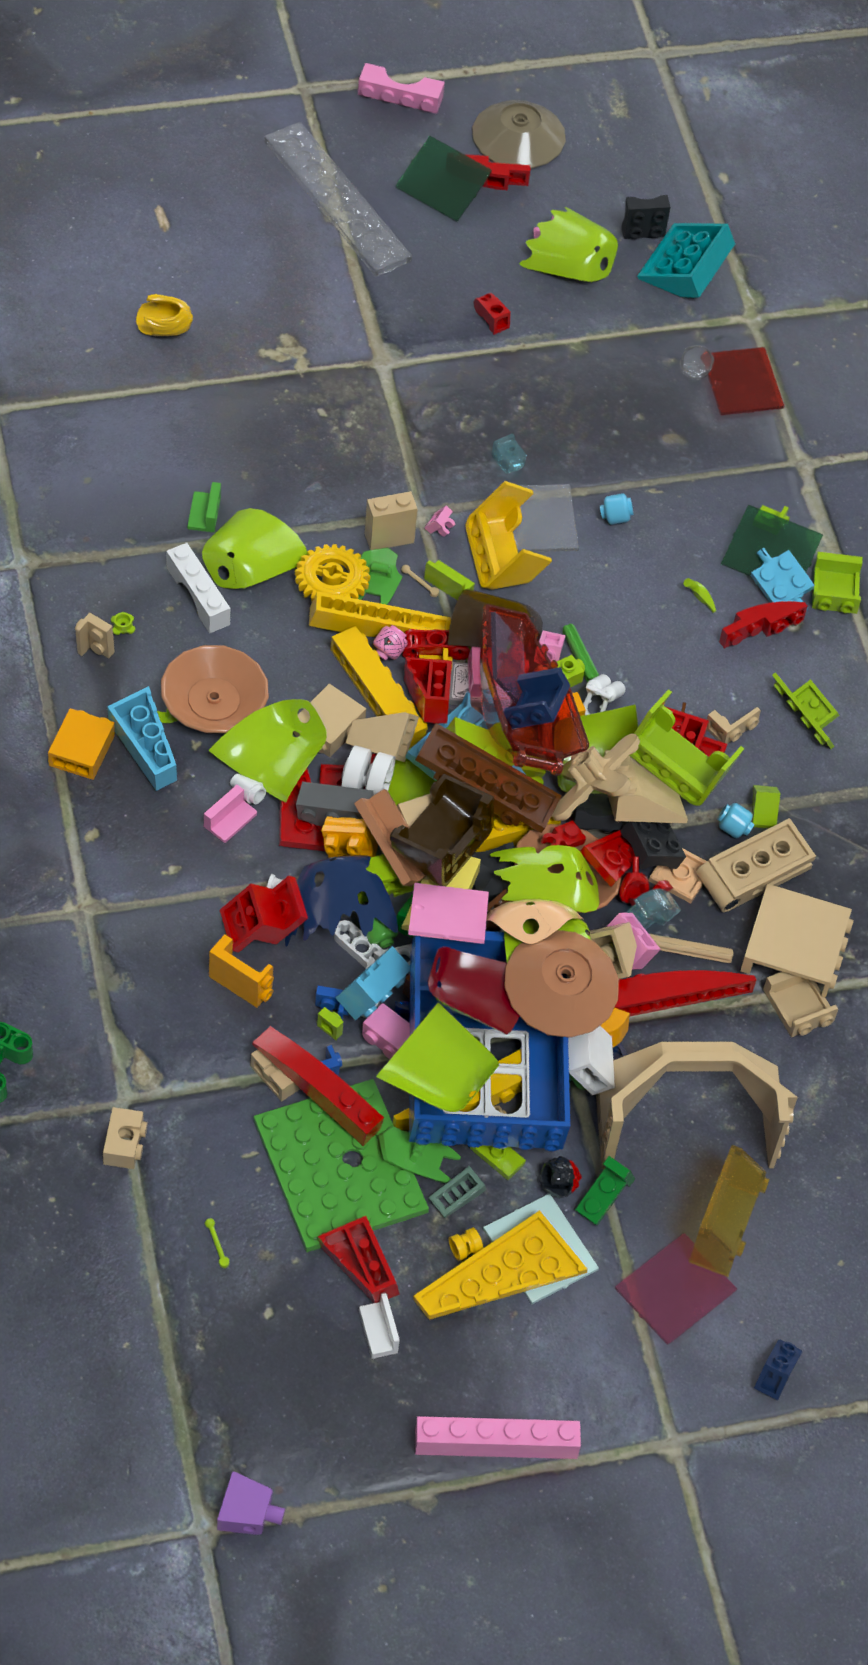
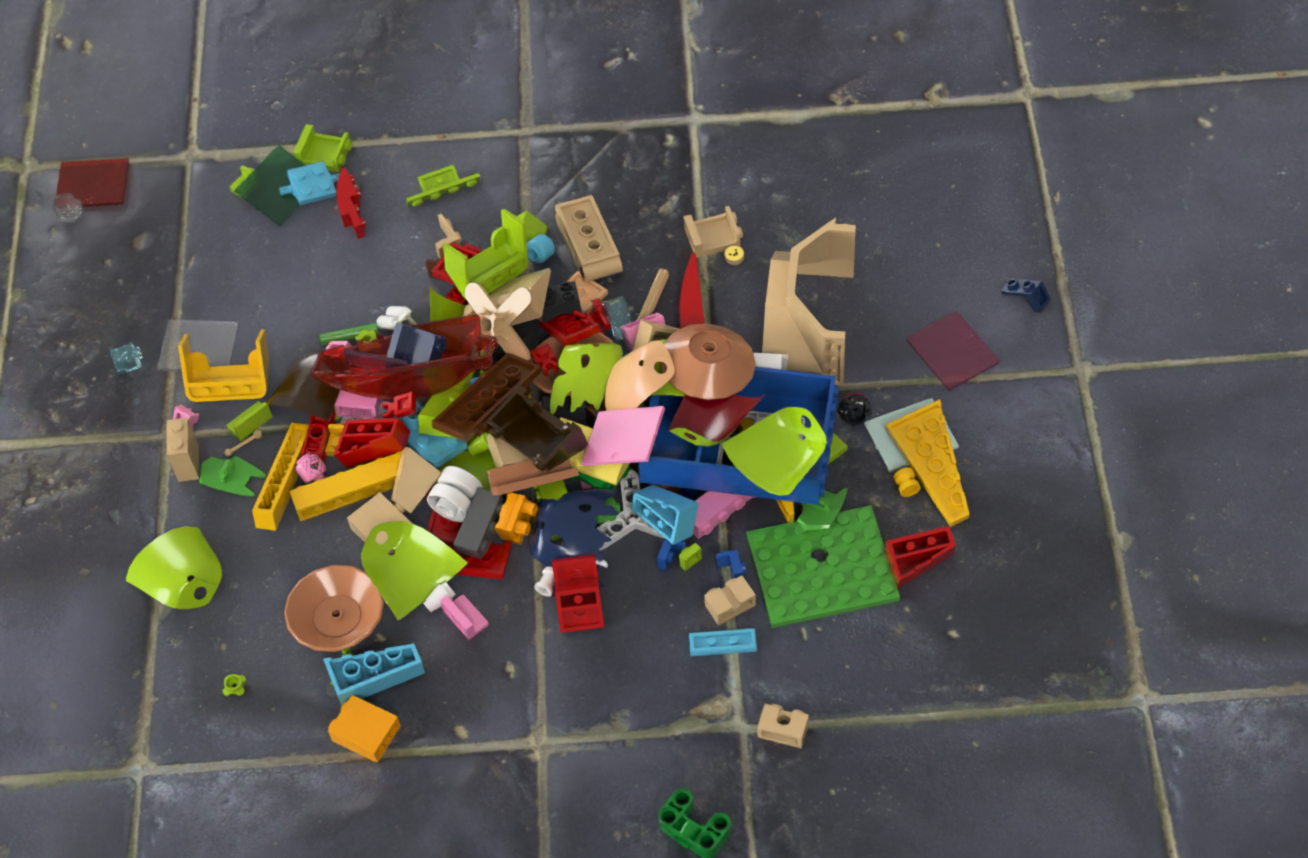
camera: 70 degrees left, 0 degrees up
(94, 634) = (250, 702): tan bracket -> none
(205, 509) = (119, 603): bright green panel -> none
(210, 604) = (188, 622): white arch -> none
(223, 1261) = (904, 662): lime hinge -> none
(227, 1071) = (722, 642): none -> medium azure tile
(238, 976) = (629, 627): light orange panel -> none
(247, 1507) = (1129, 661): medium lavender torso -> none
(321, 1085) = (758, 562): red slope -> none
(332, 572) = (226, 515): yellow gear -> none
(379, 1328) = (976, 550): white panel -> none
(467, 1174) = (847, 482): sand green slope -> none
(469, 703) = (402, 406): none -> red plate
(497, 1437) = (1078, 480): bright pink brick -> none
(605, 1191) = (869, 379): green bracket -> none
(617, 509) = (207, 286): medium azure head -> none
(700, 593) = (309, 241): lime bar -> none
(729, 1212) = (905, 289): clear yellow windscreen -> none
(772, 1029) = (734, 255): none -> tile
(799, 936) = (658, 223): tan panel -> none

